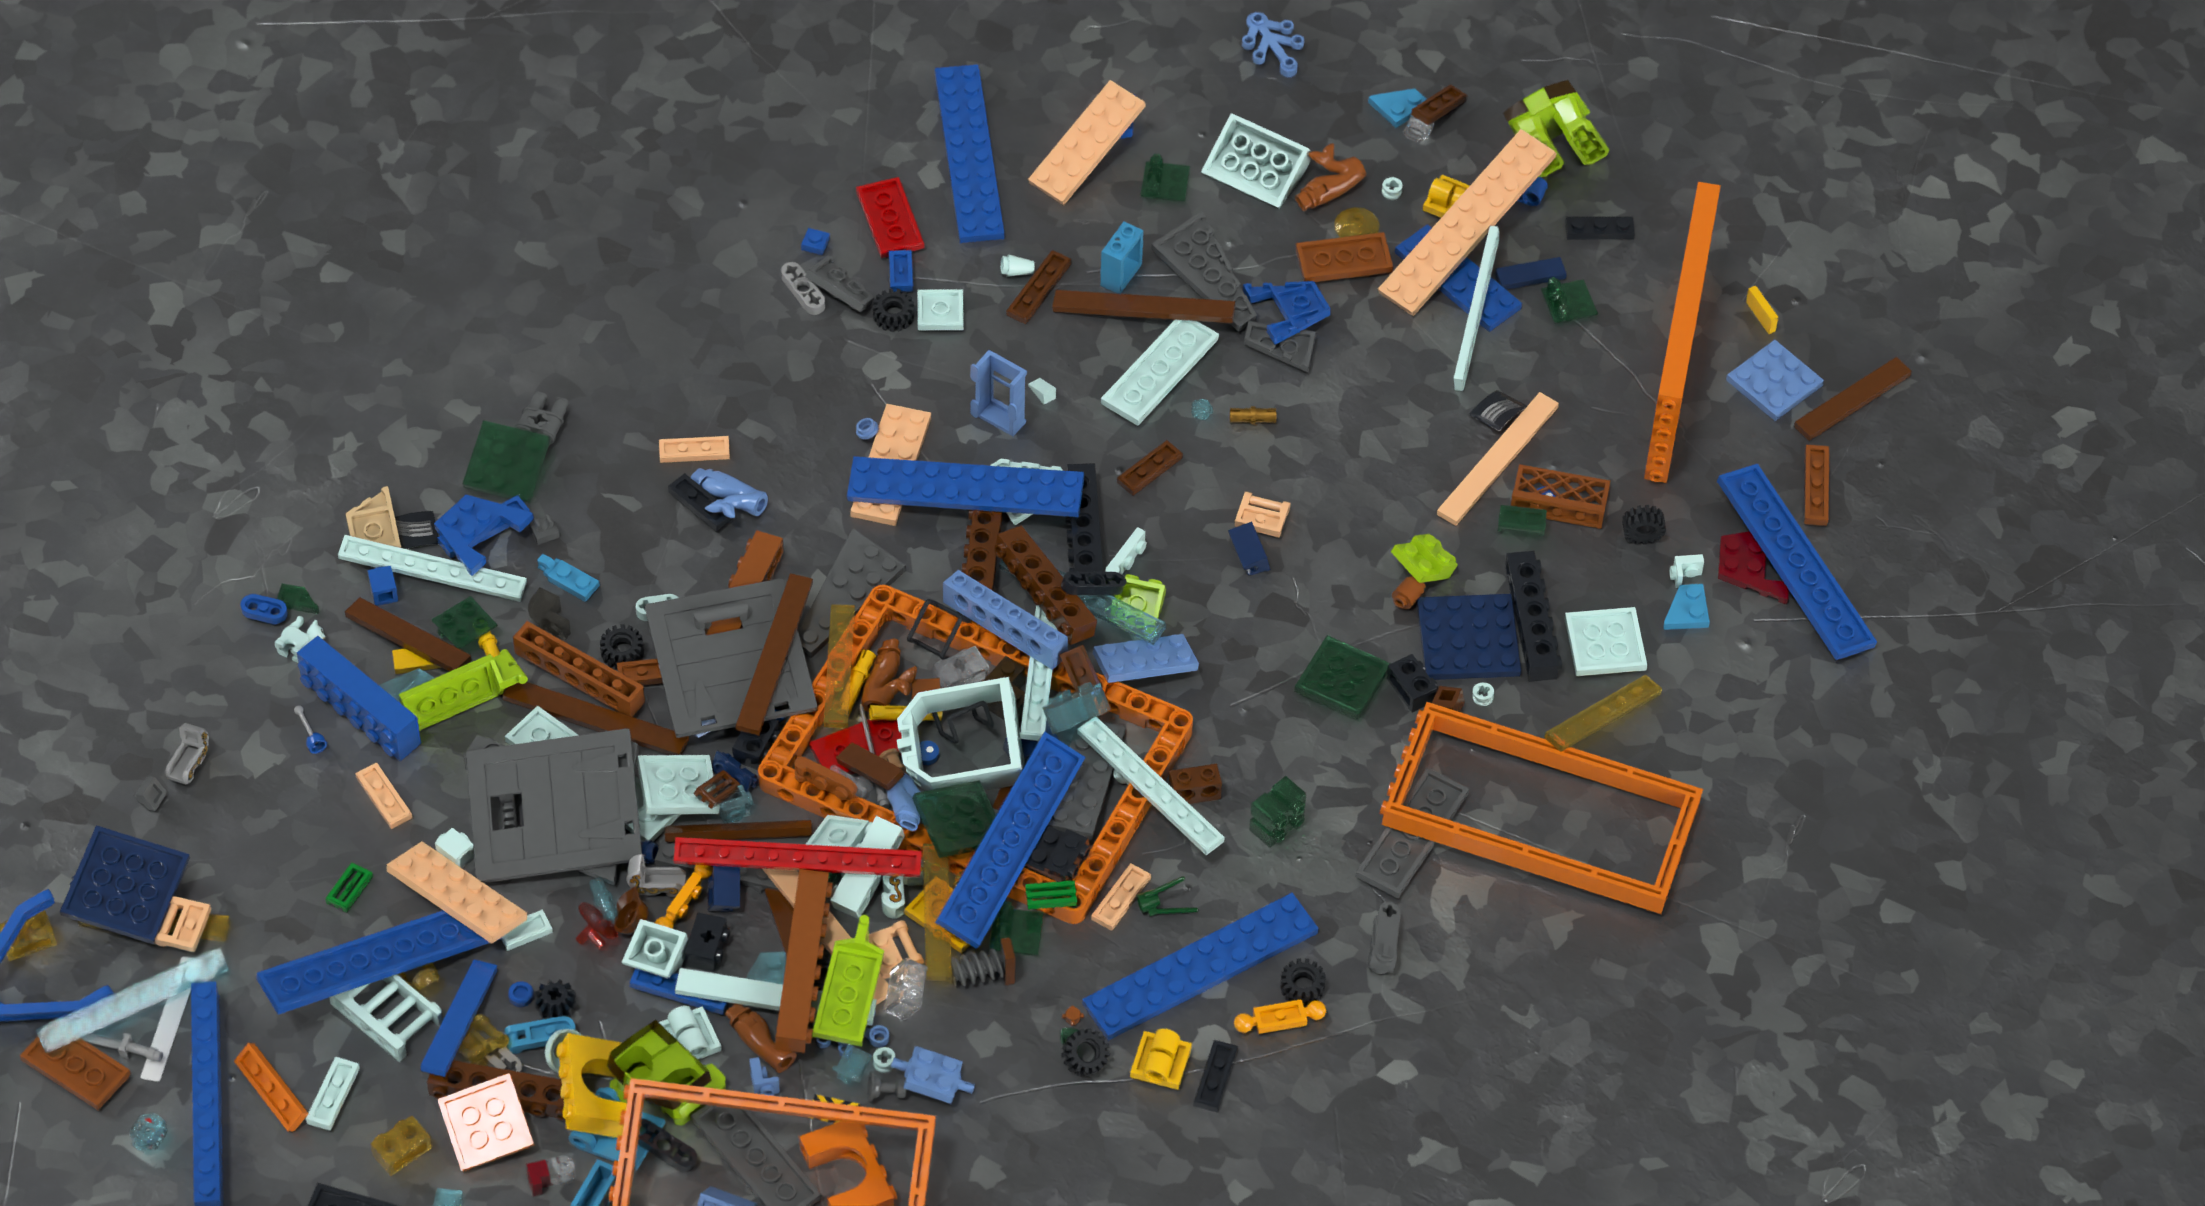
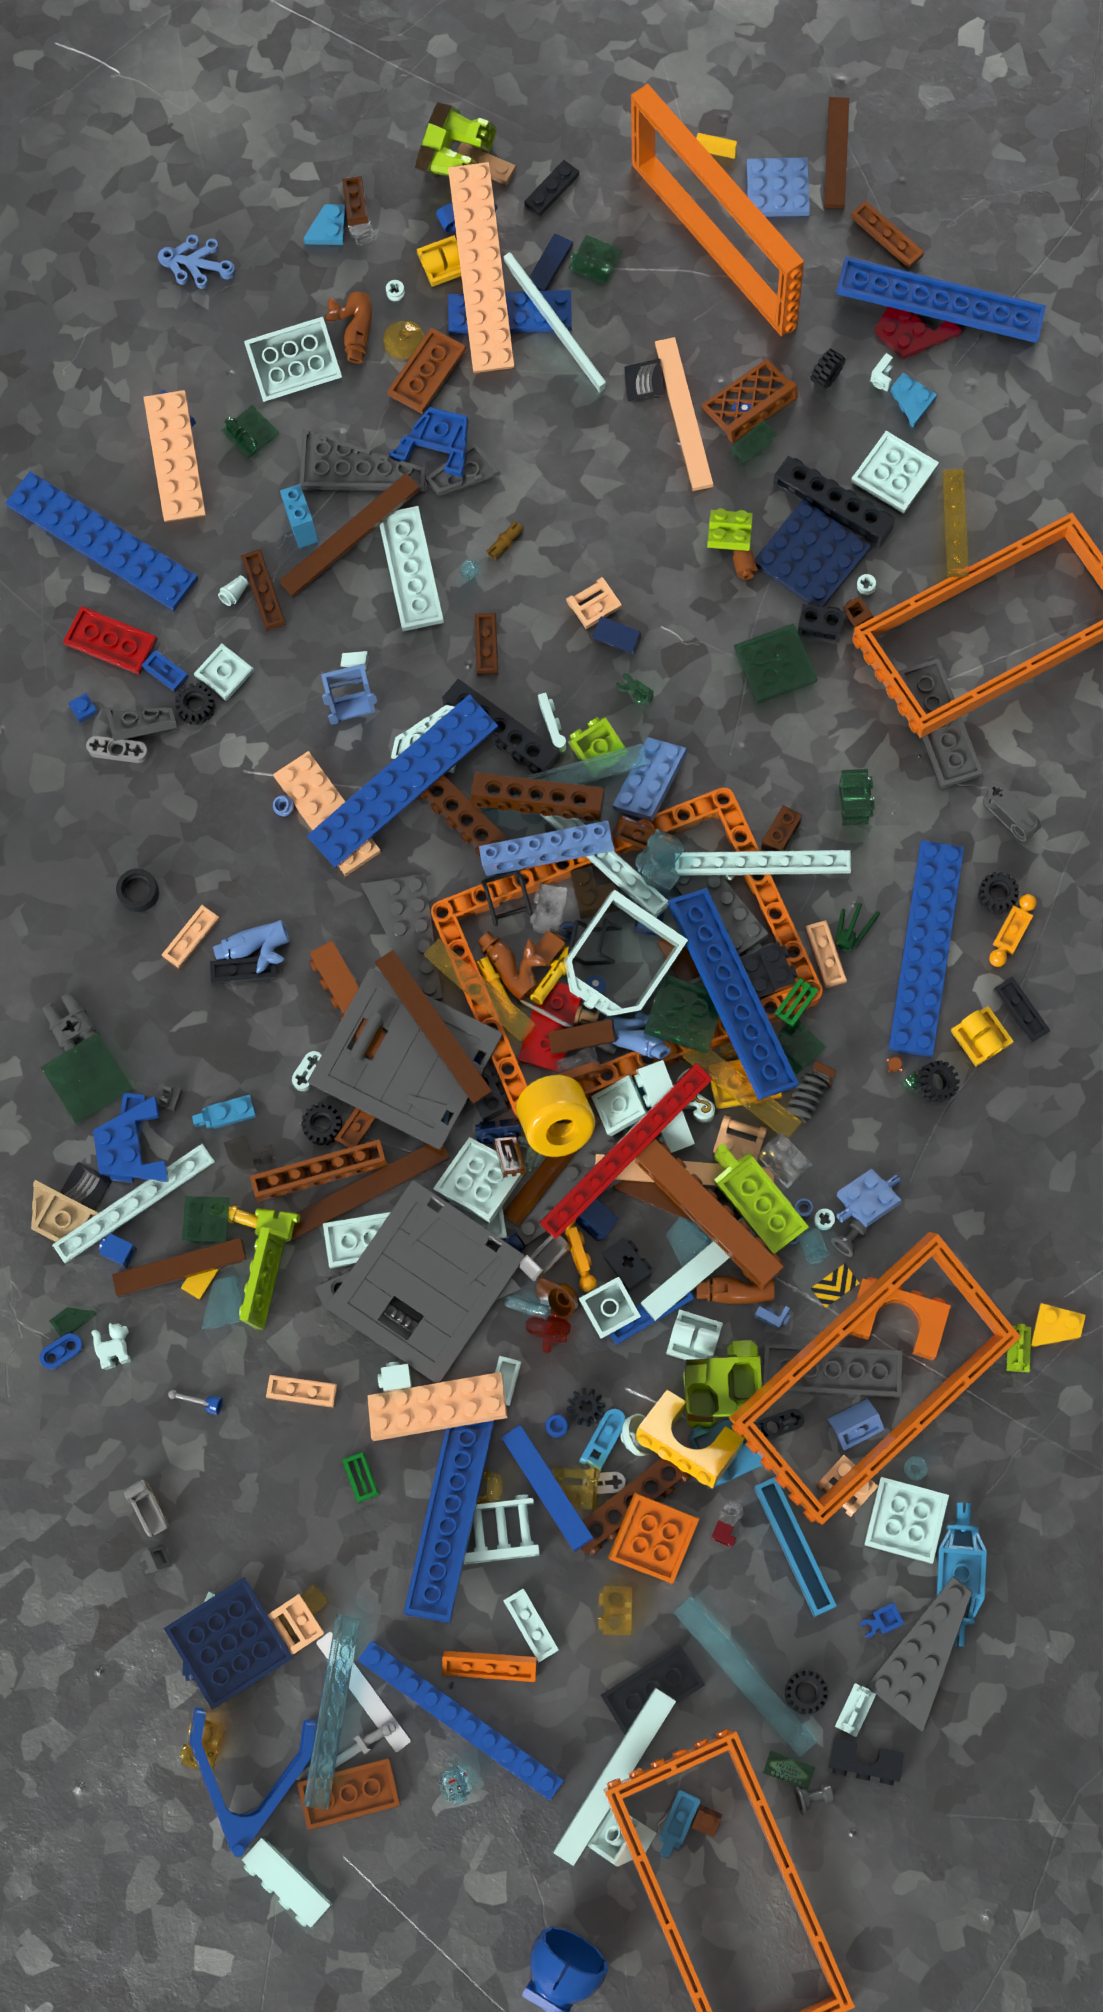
camera: 40 degrees left, 20 degrees up
(358, 698) = (208, 1347): blue brick -> none
(701, 398) = (131, 875): none -> black tyre
(796, 776) = (551, 1101): none -> yellow piece
(1078, 583) = (568, 772): black beam -> none
(1216, 600) = (638, 690): none -> clear green plate
(1572, 171) = (499, 169): none -> light nougat plate

